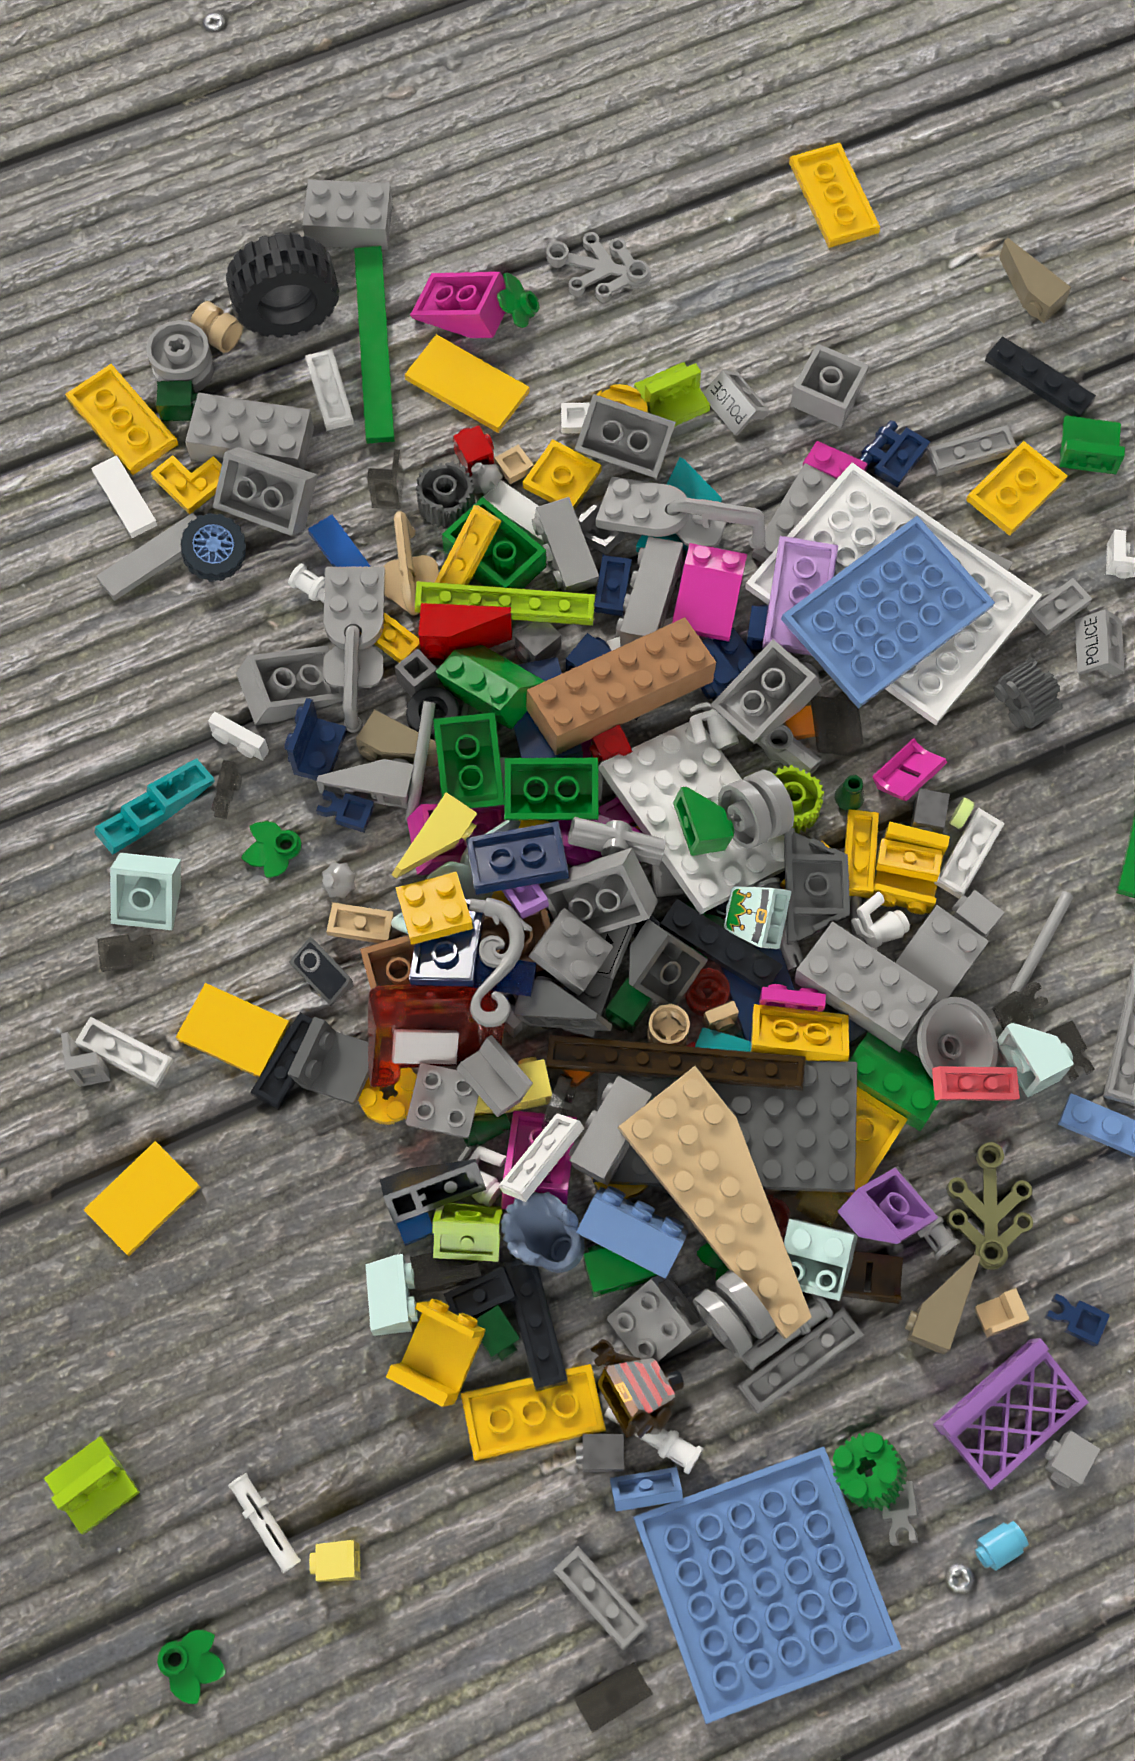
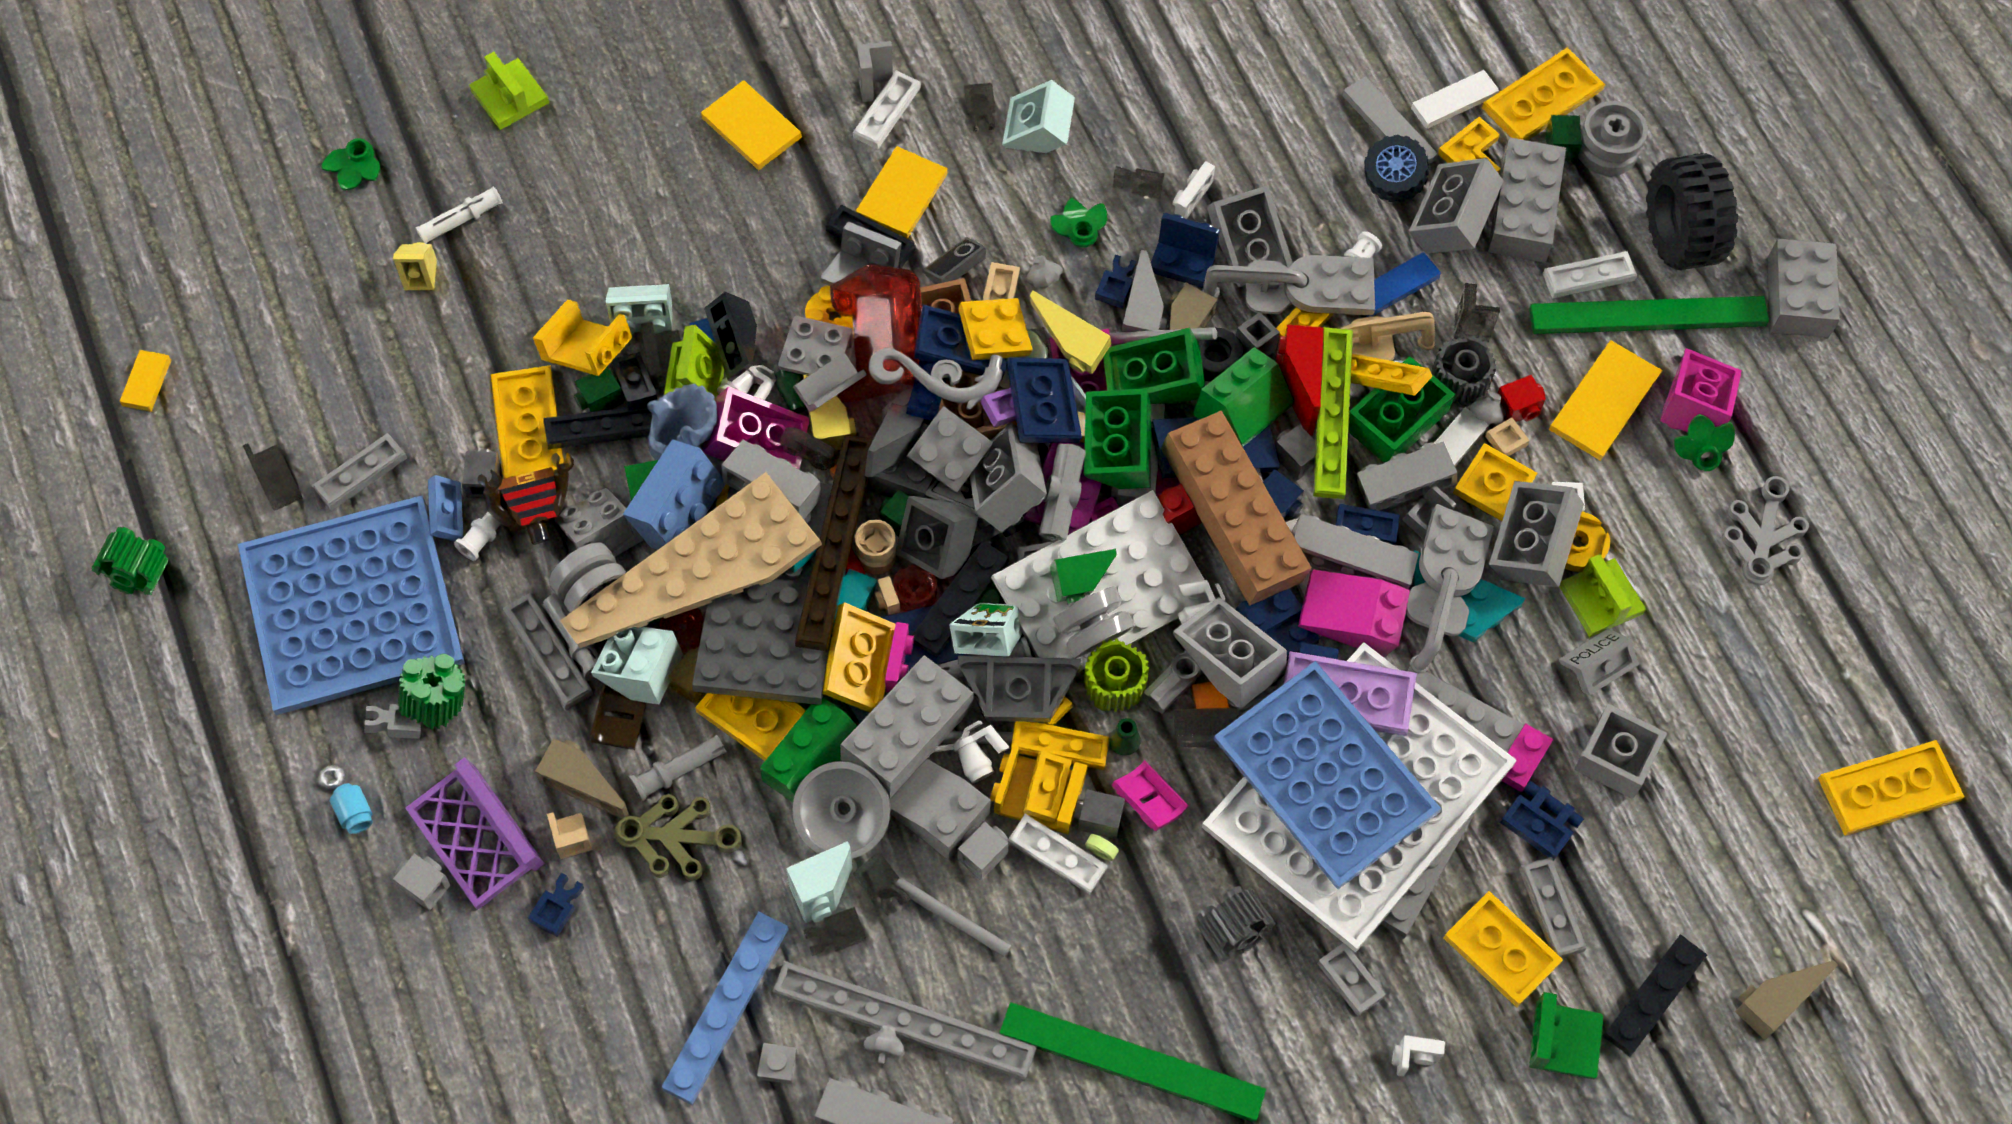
camera: 90 degrees right, 5 degrees down
(155, 806) = (1123, 127): teal slope -> none
(220, 327) = (1639, 172): tan wheel -> none
(425, 1046) = (867, 331): white tile -> none
(541, 1157) = (747, 415): white tile -> none
(887, 1209) = (674, 723): medium lavender slope -> none
(975, 1083) = (796, 816): coral plate -> none
(1099, 643) = (1306, 1021): light grey panel -> none

